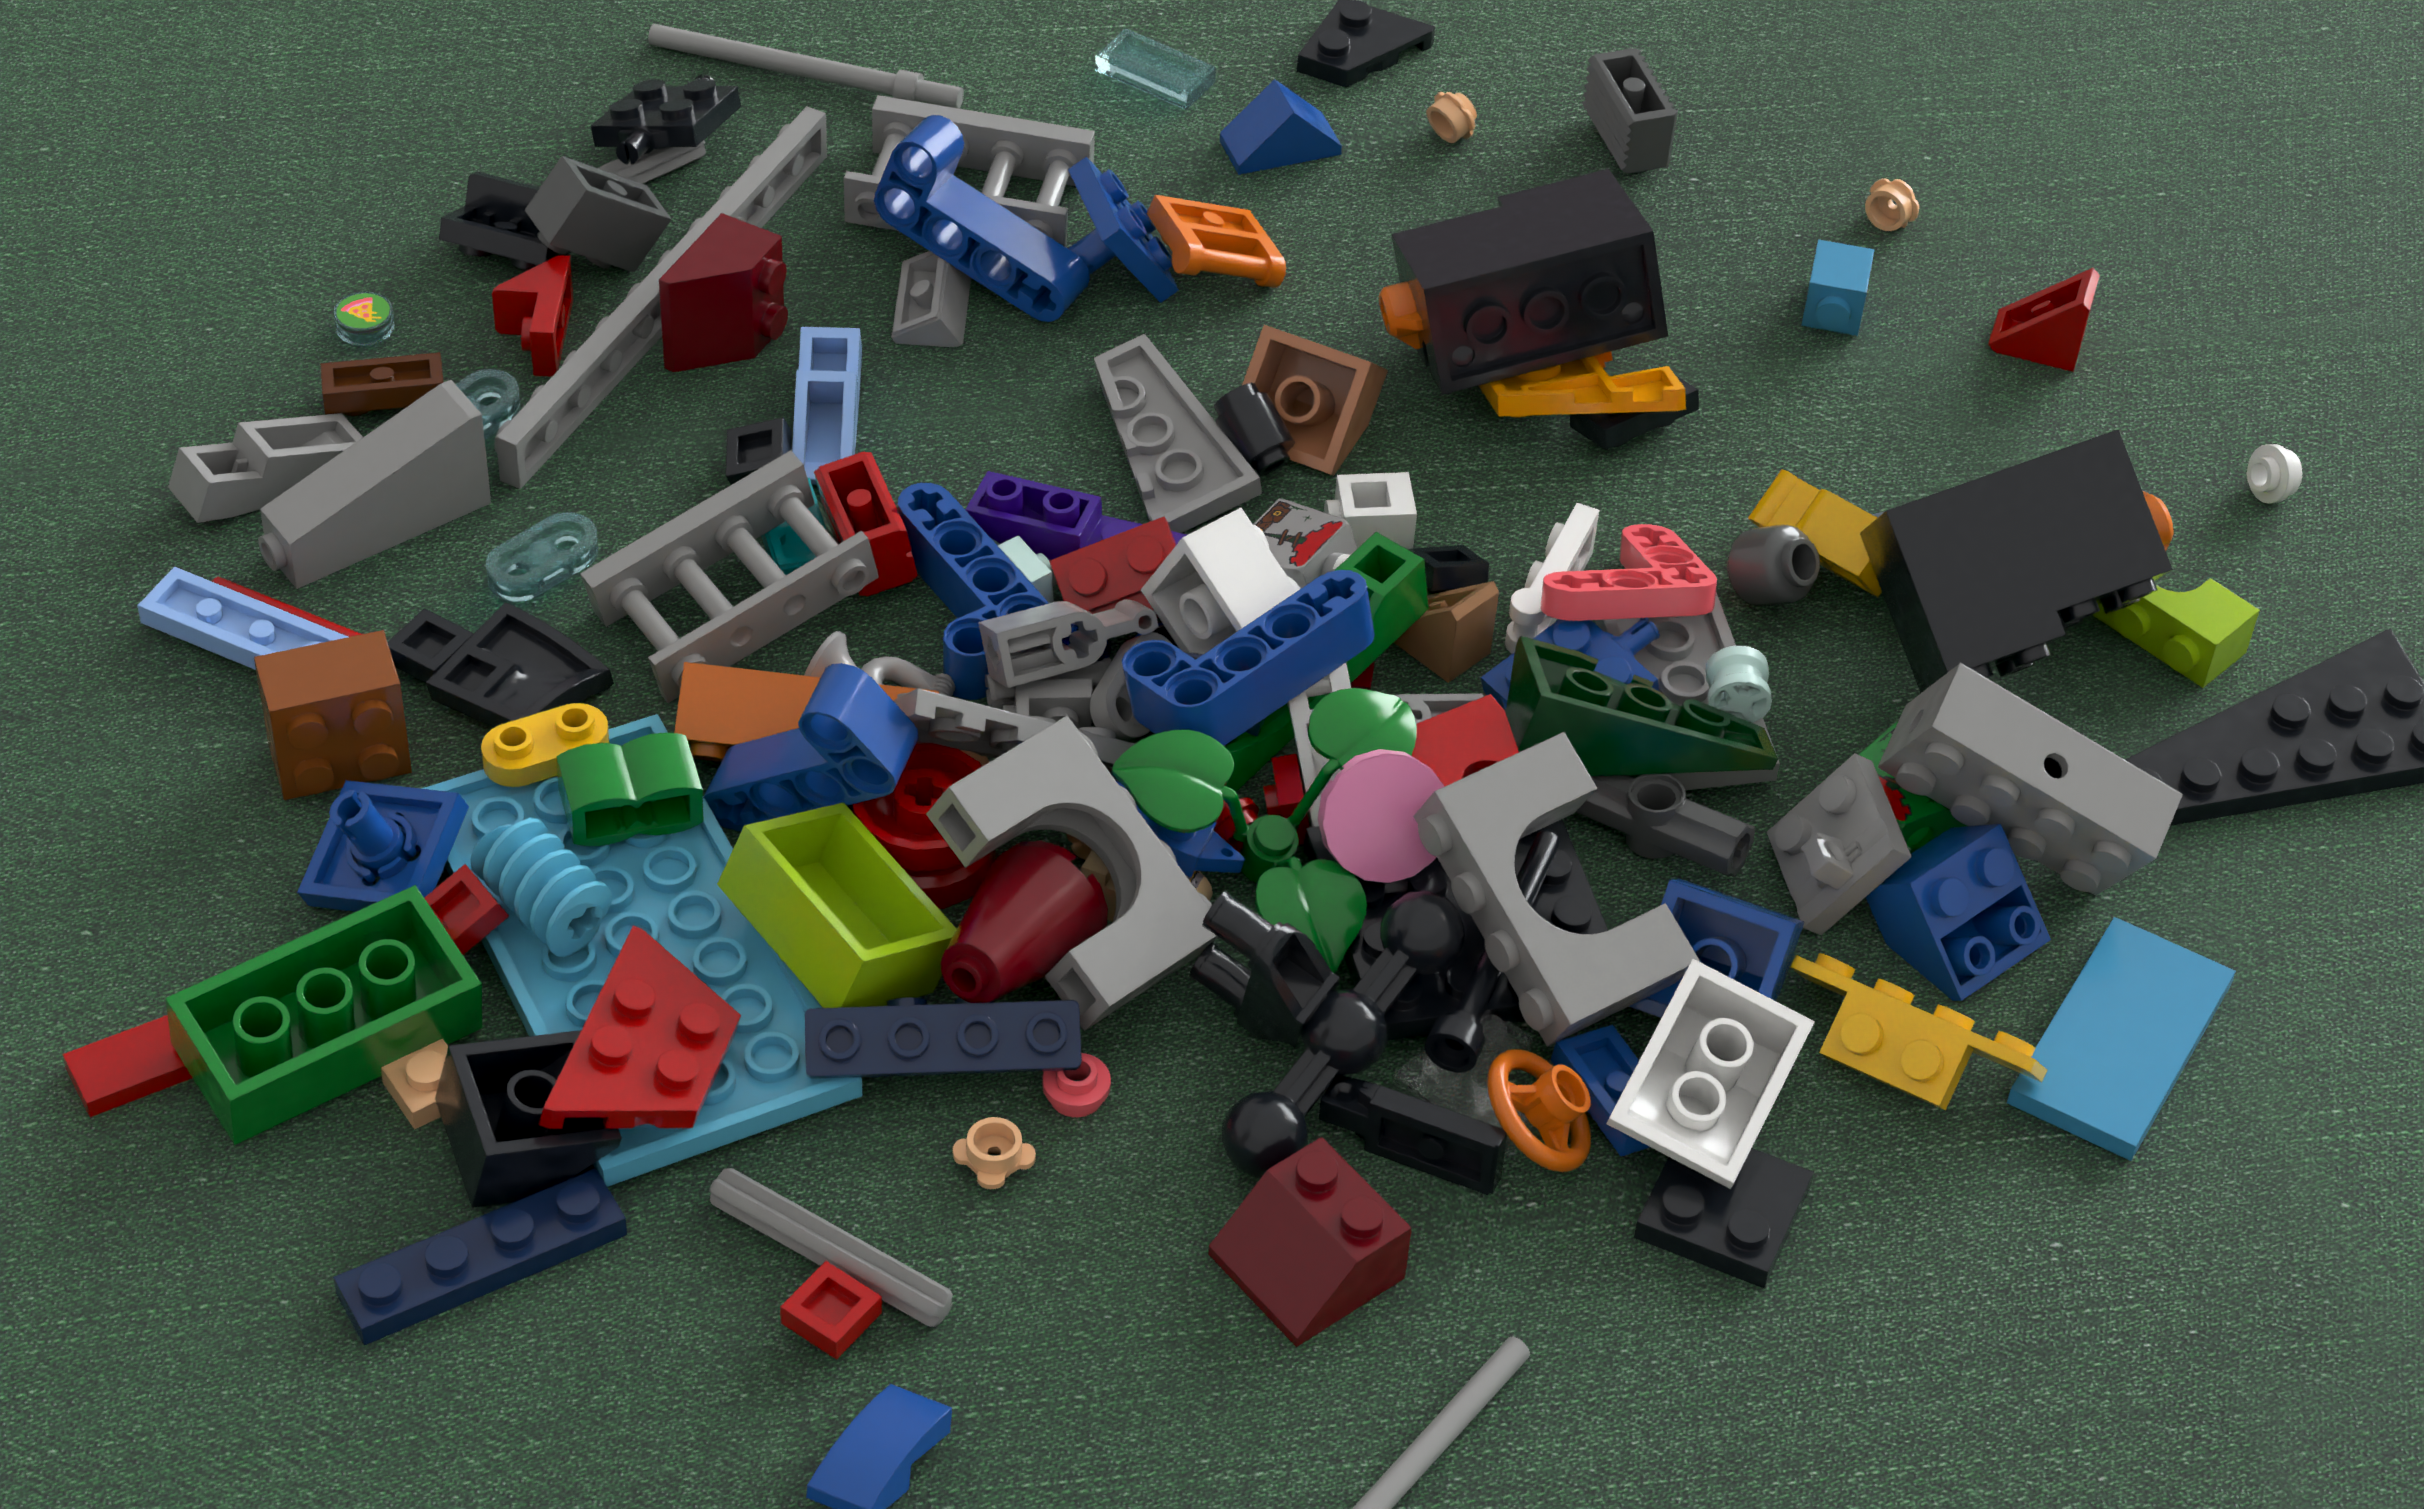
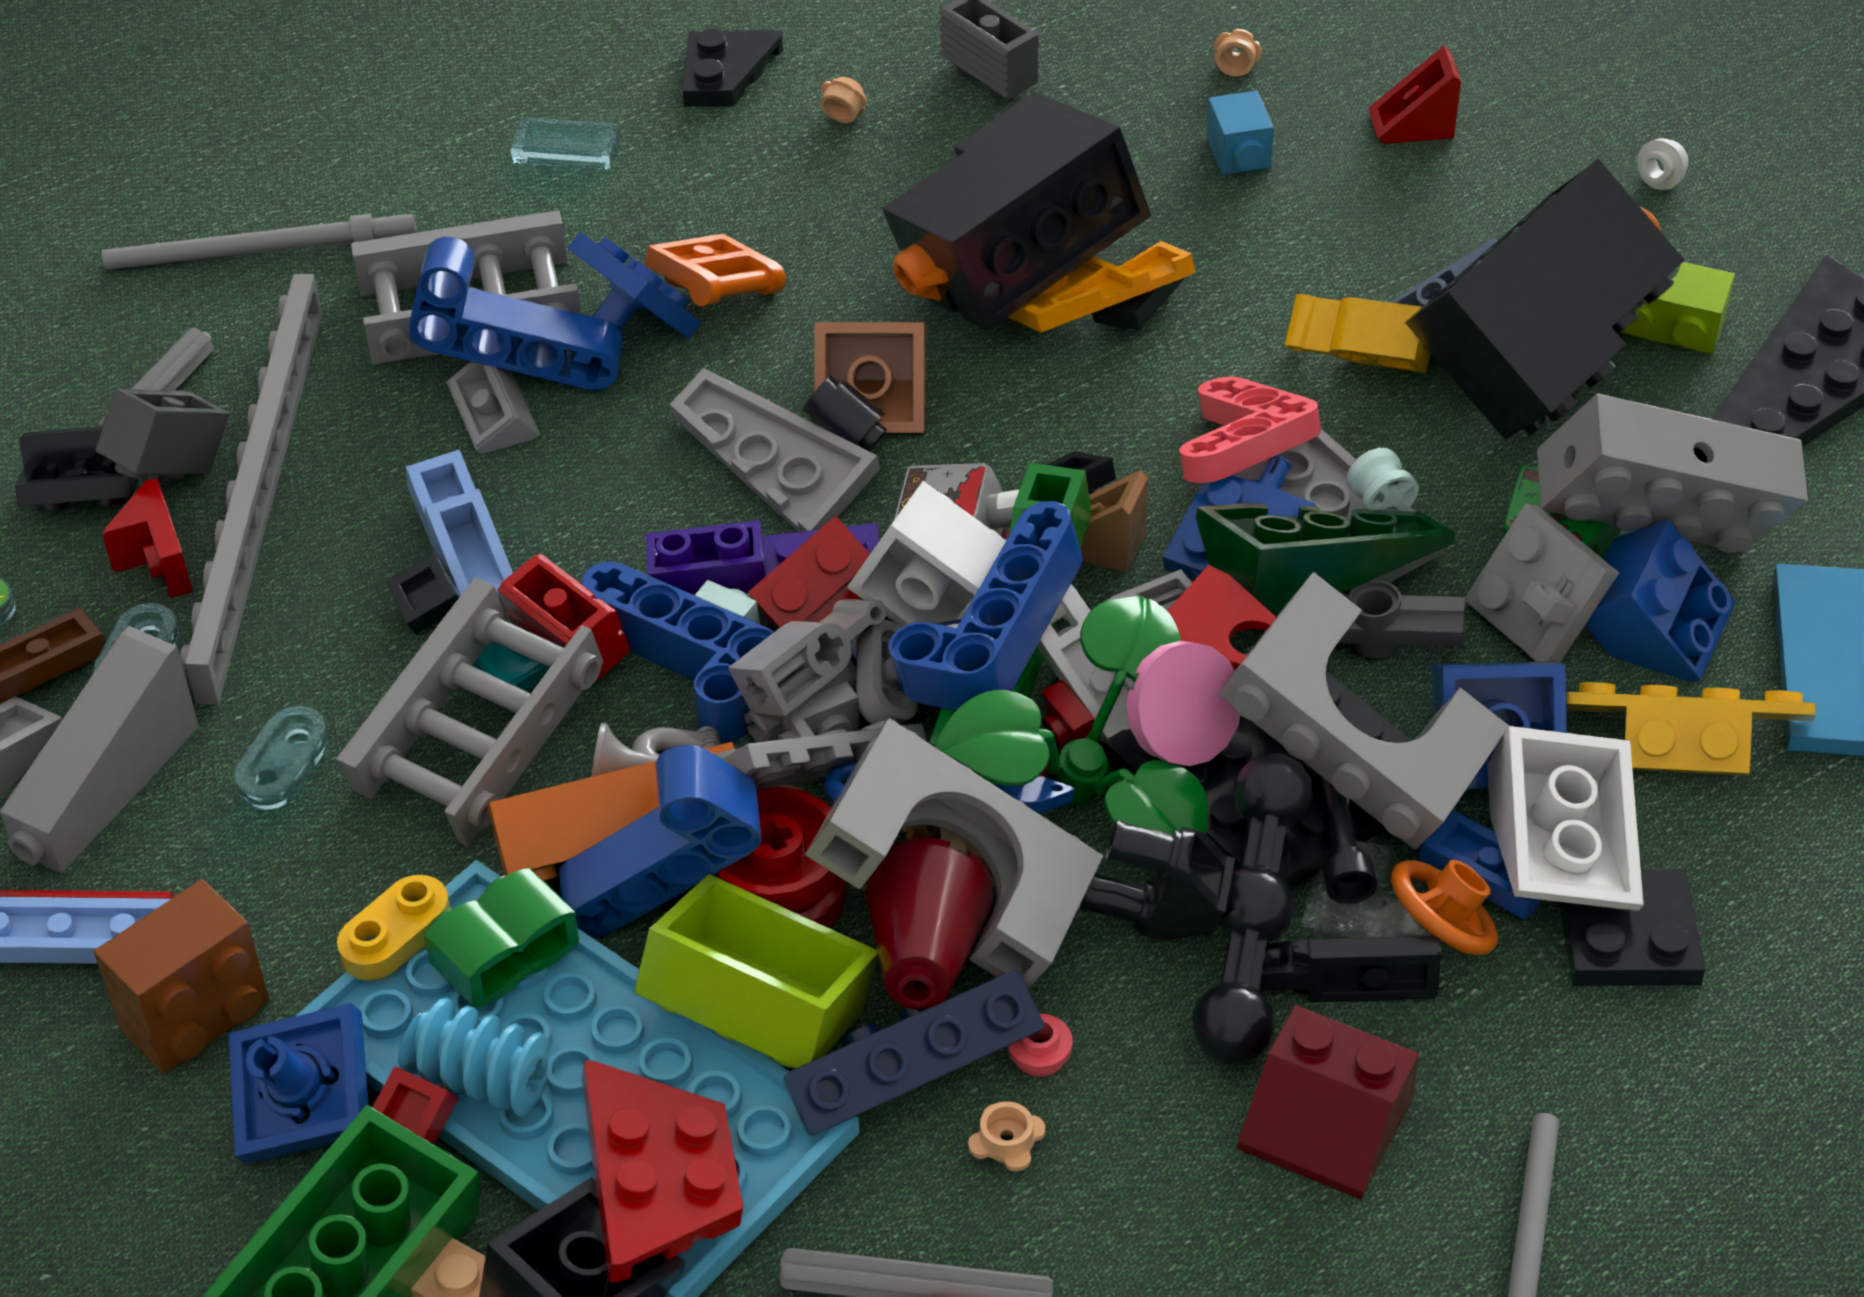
camera: 20 degrees left, 0 degrees up
(426, 644) = (232, 873): black plate -> none
(516, 670) = (321, 871): black plate -> none
(664, 116) = (167, 326): black plate -> none
(723, 296) = (320, 464): dark red slope -> none
(1277, 132) = (703, 162): blue slope -> none
(1376, 504) = (992, 440): white brick -> none
(1566, 550) = (1163, 422): white plate -> none
(1773, 565) = (1338, 375): dark grey head -> none

